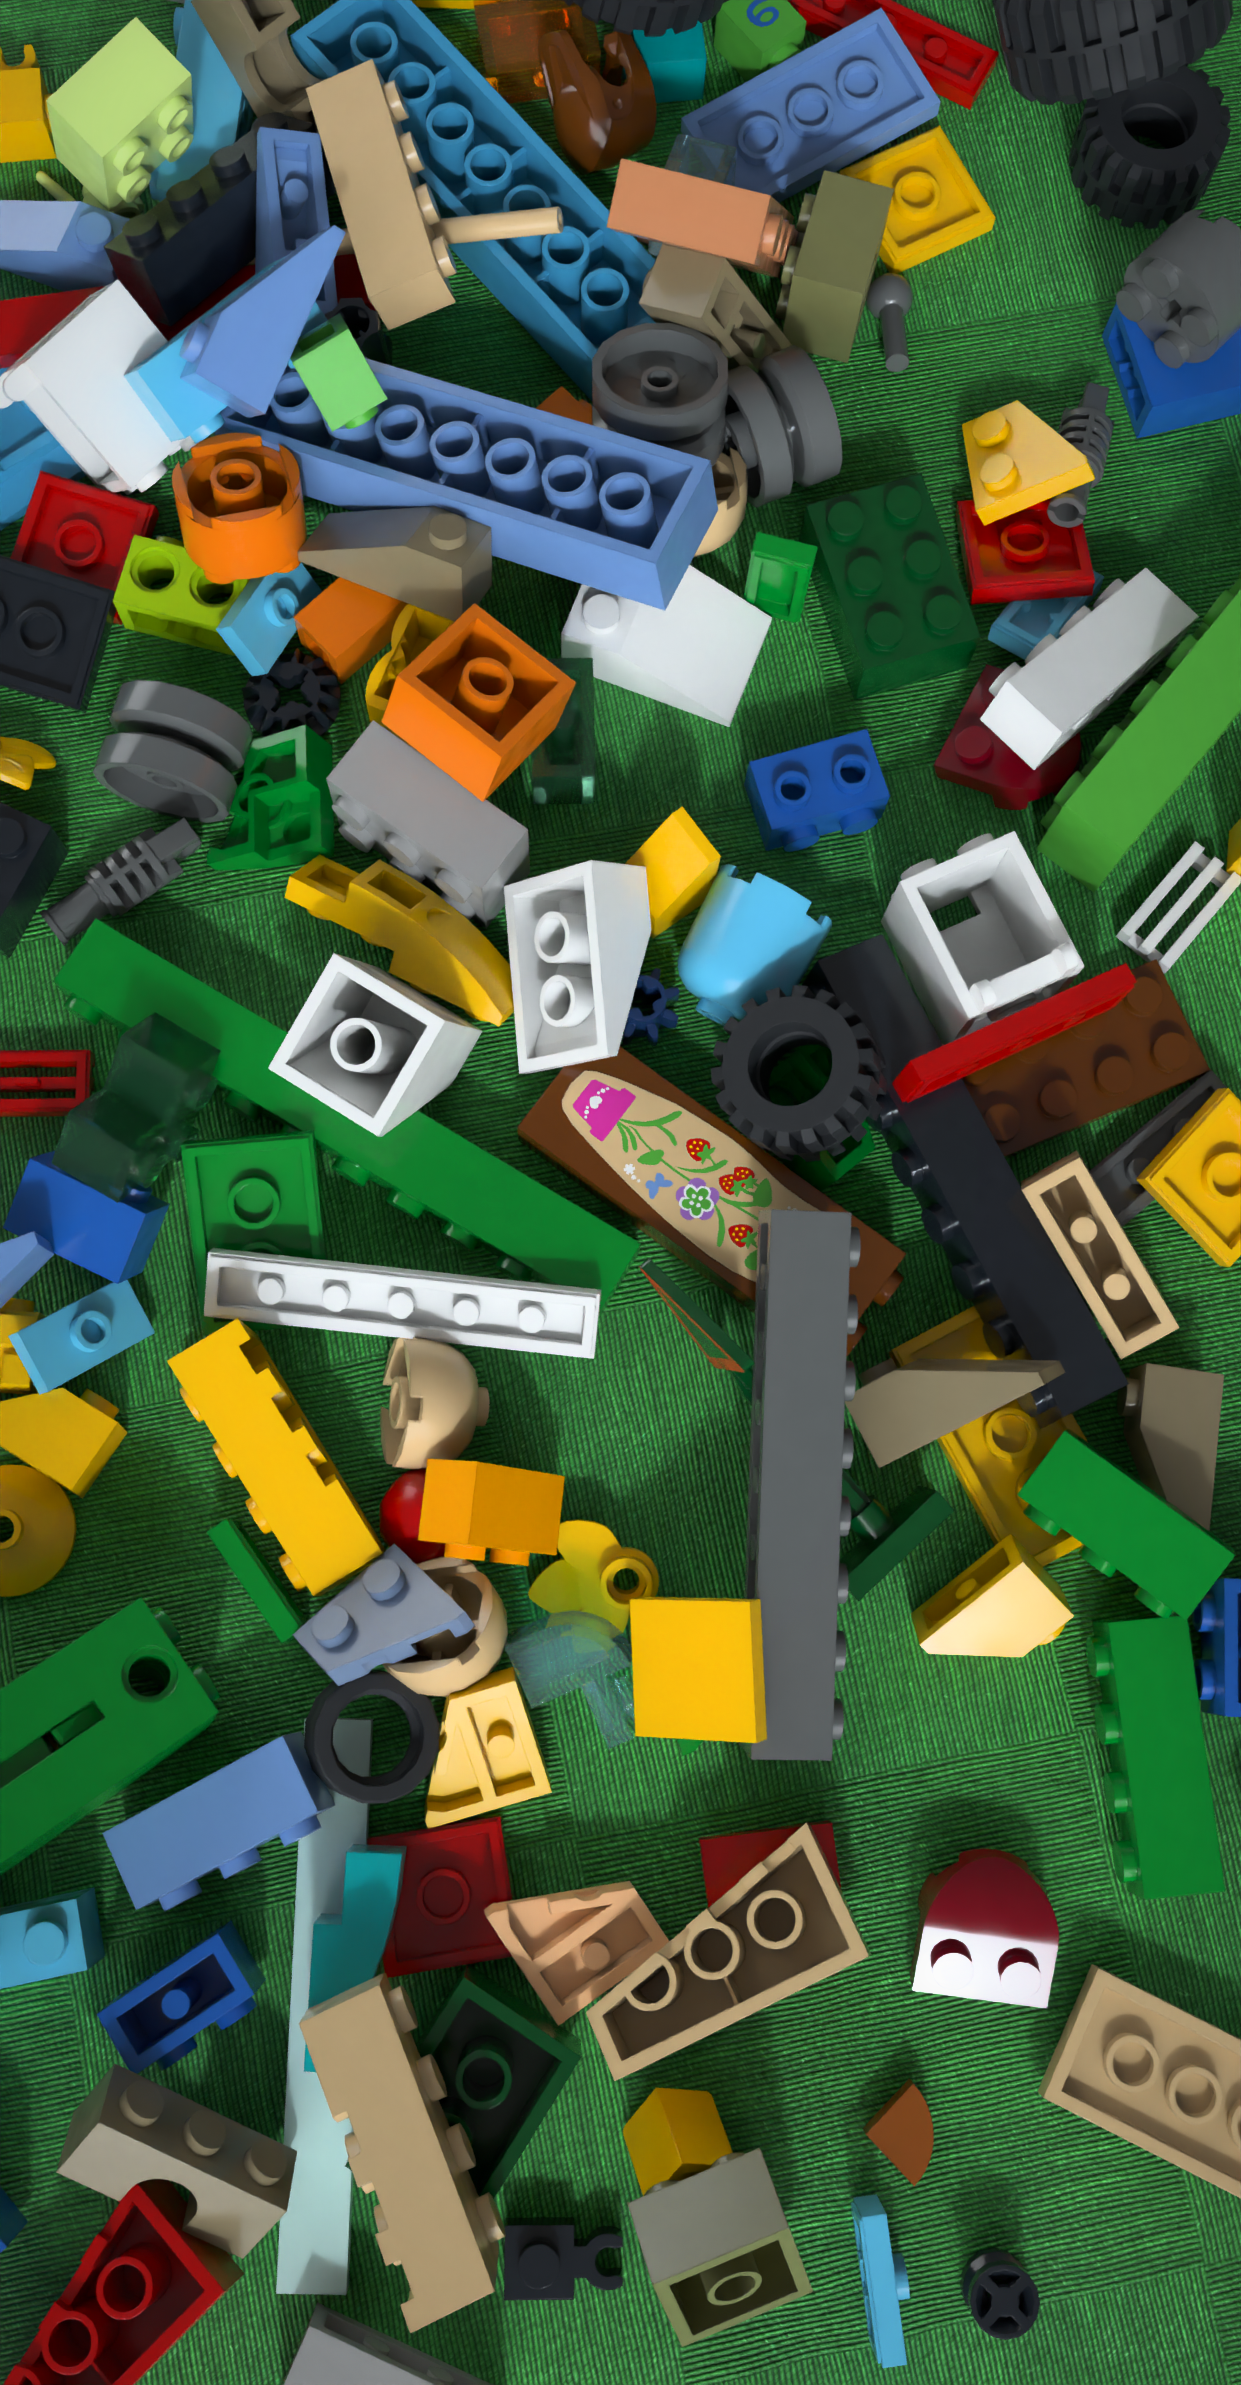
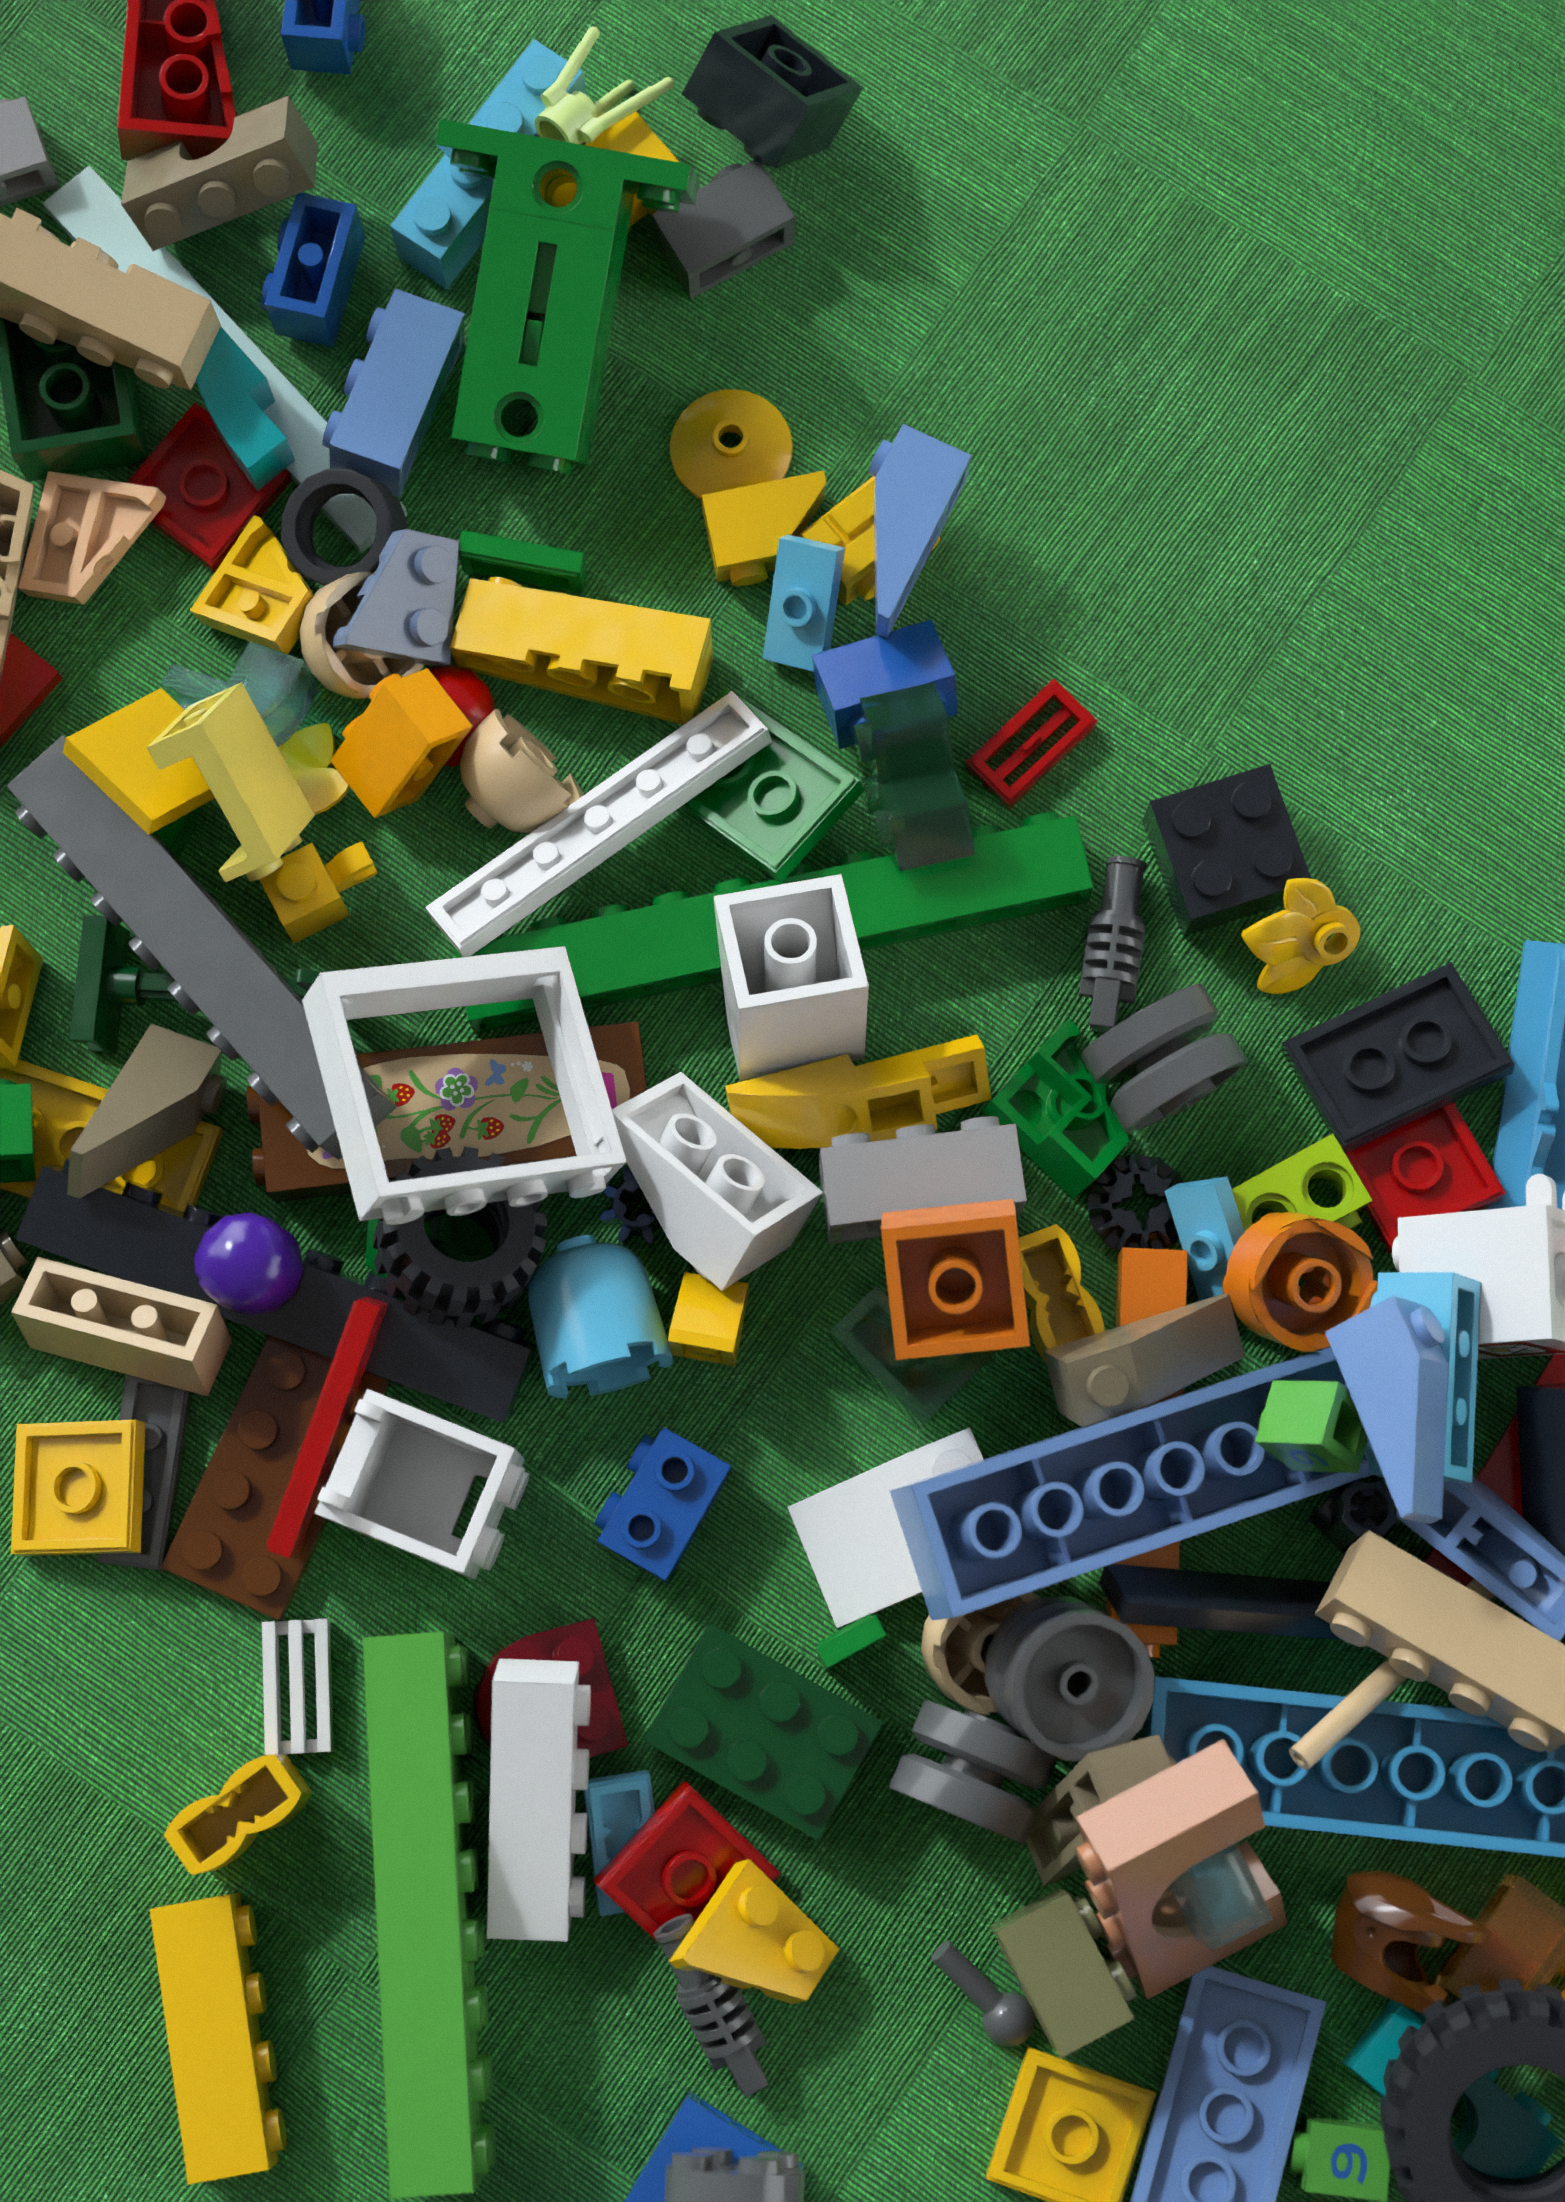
camera: 145 degrees right, 0 degrees up
(496, 364) = (1216, 1601): none -> black tile
(609, 1102) = (450, 984): none -> white window
(633, 1610) = (244, 776): none -> light yellow panel
(667, 1467) = (308, 891): none -> yellow brick
(973, 1198) = (248, 1264): none -> dark purple hair

